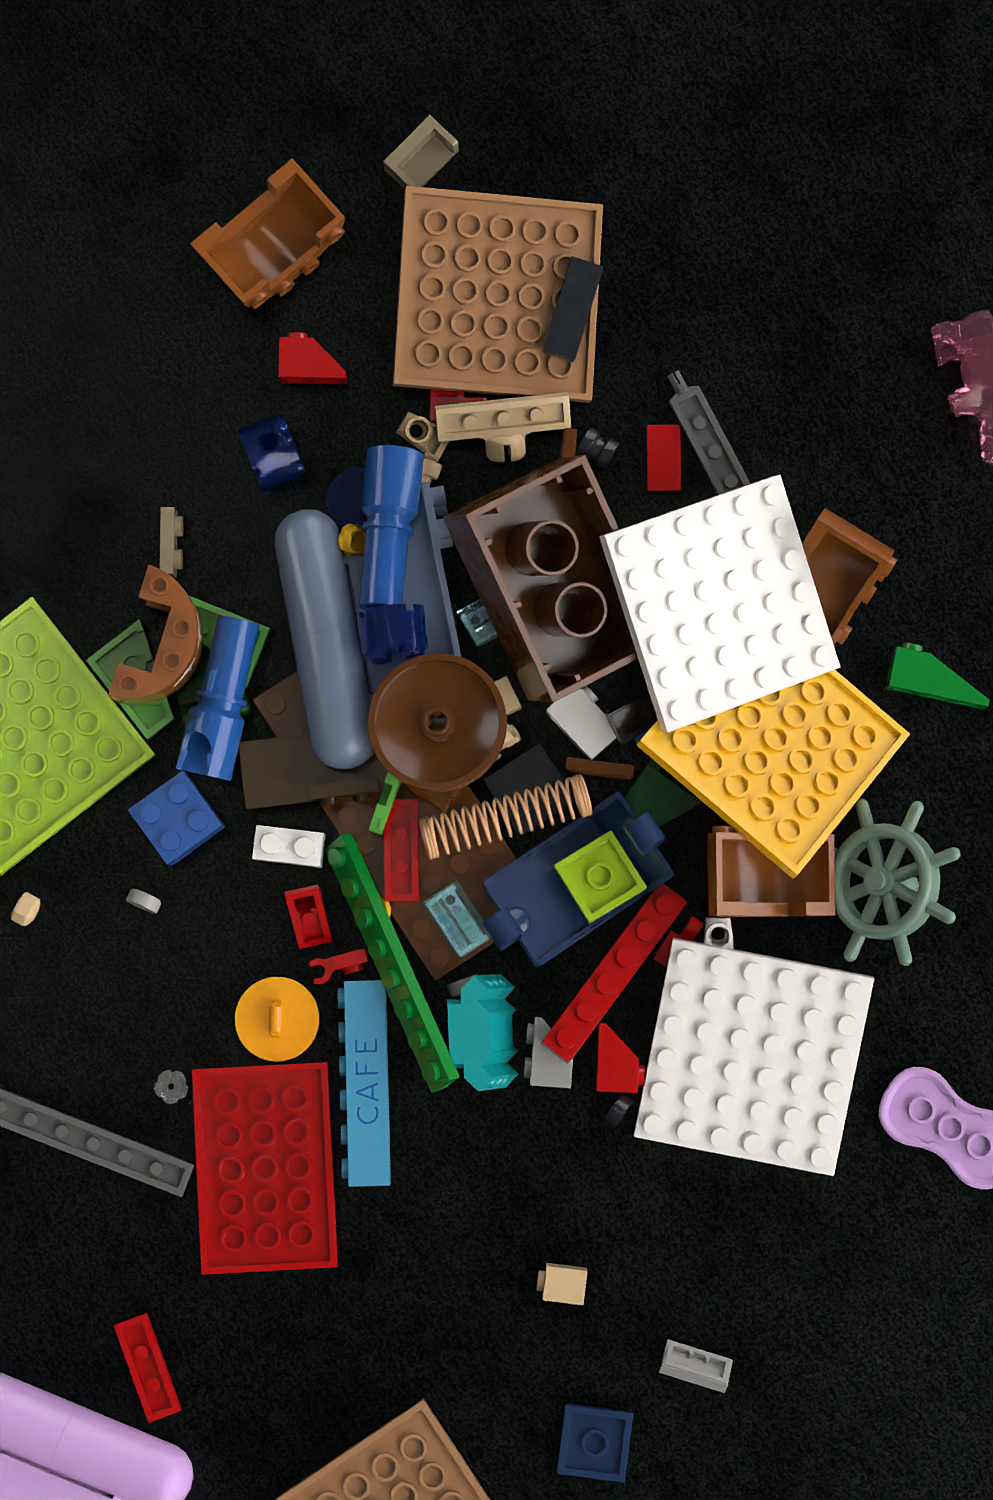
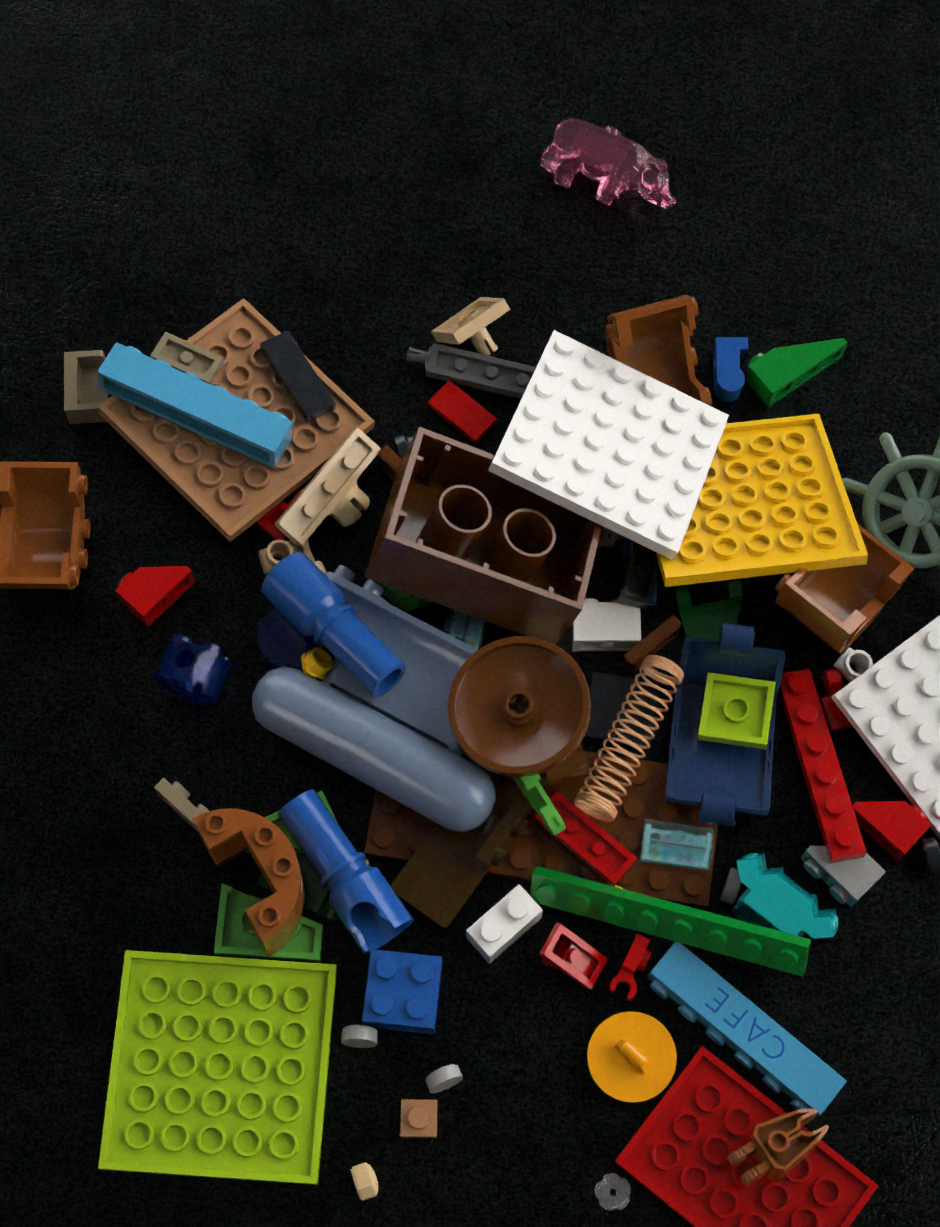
camera: 50 degrees left, 15 degrees down
(102, 908) = (418, 1118): none -> medium nougat plate
(120, 815) = (359, 1036): none -> light grey tile
(297, 1175) = (778, 1145): none -> dark orange hinge
(392, 632) = (417, 684): clear blue brick -> none
(472, 258) = (195, 404): none -> dark azure brick
(504, 216) = (188, 357): none -> dark tan plate
(739, 401) = (472, 323): none -> tan tile
(877, 637) = (727, 374): none -> blue leg

